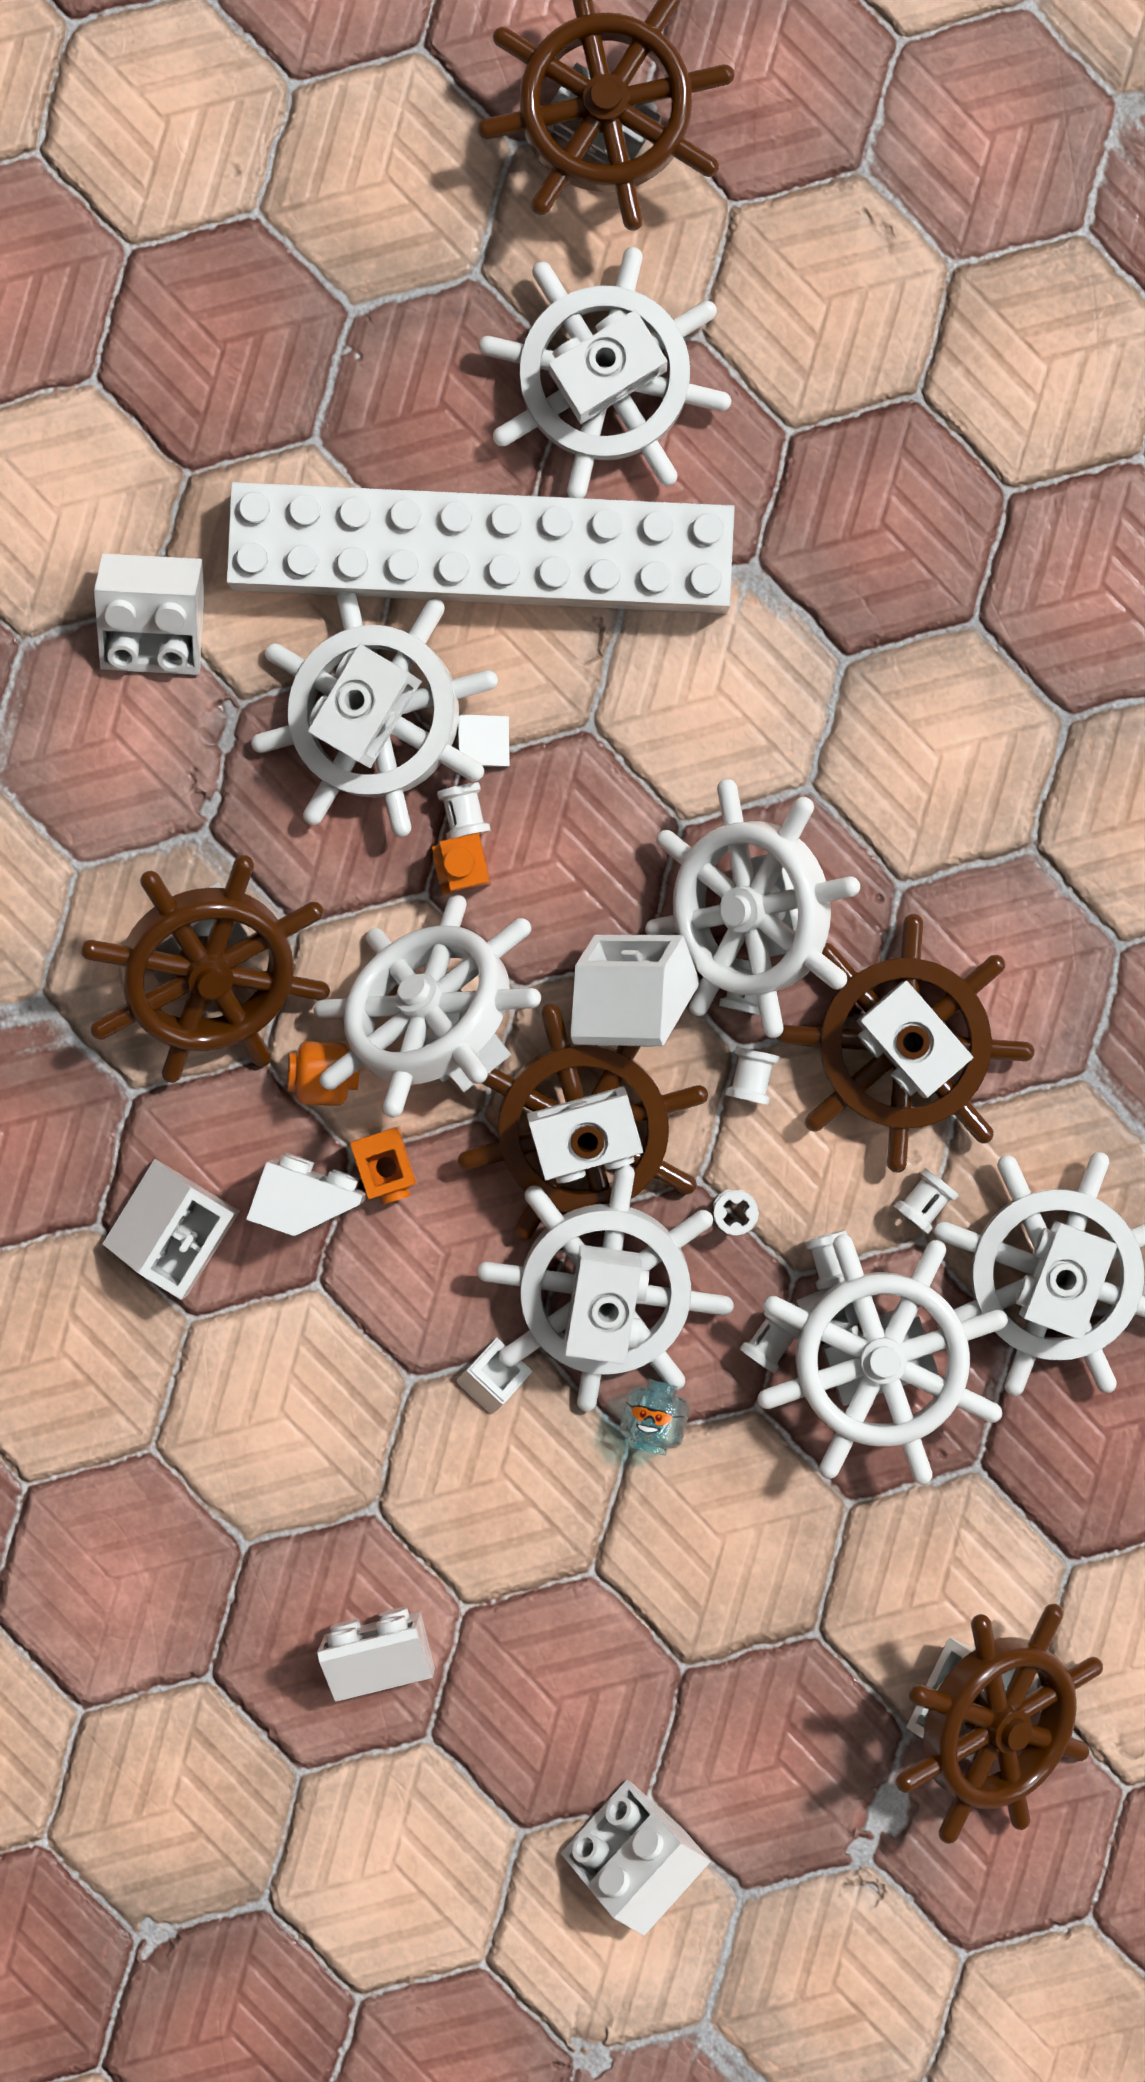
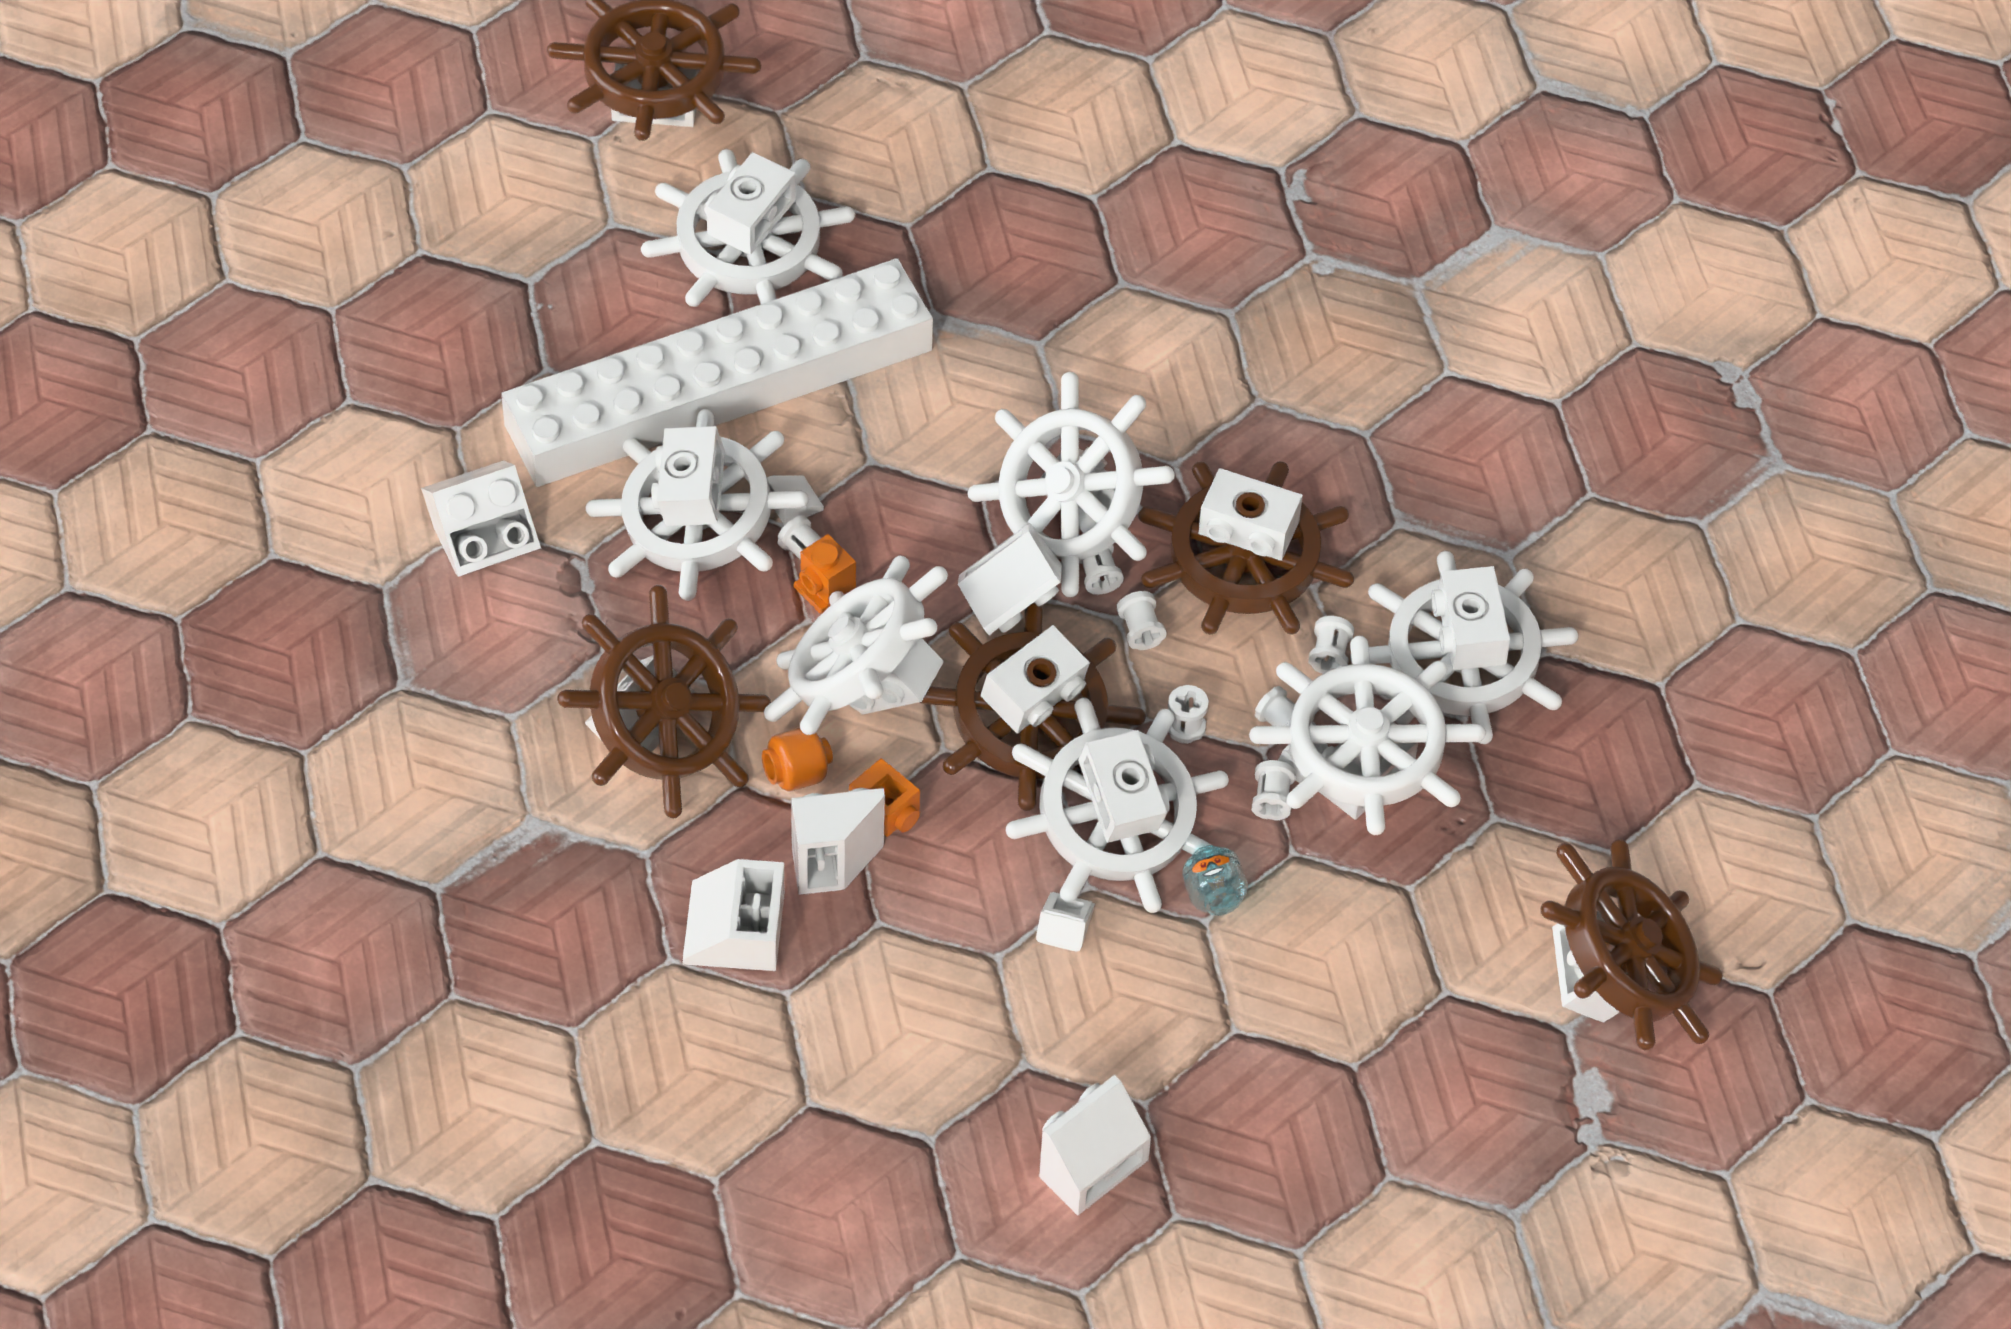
camera: 30 degrees left, 35 degrees down
(635, 1858) = (1408, 1210): white slope -> none

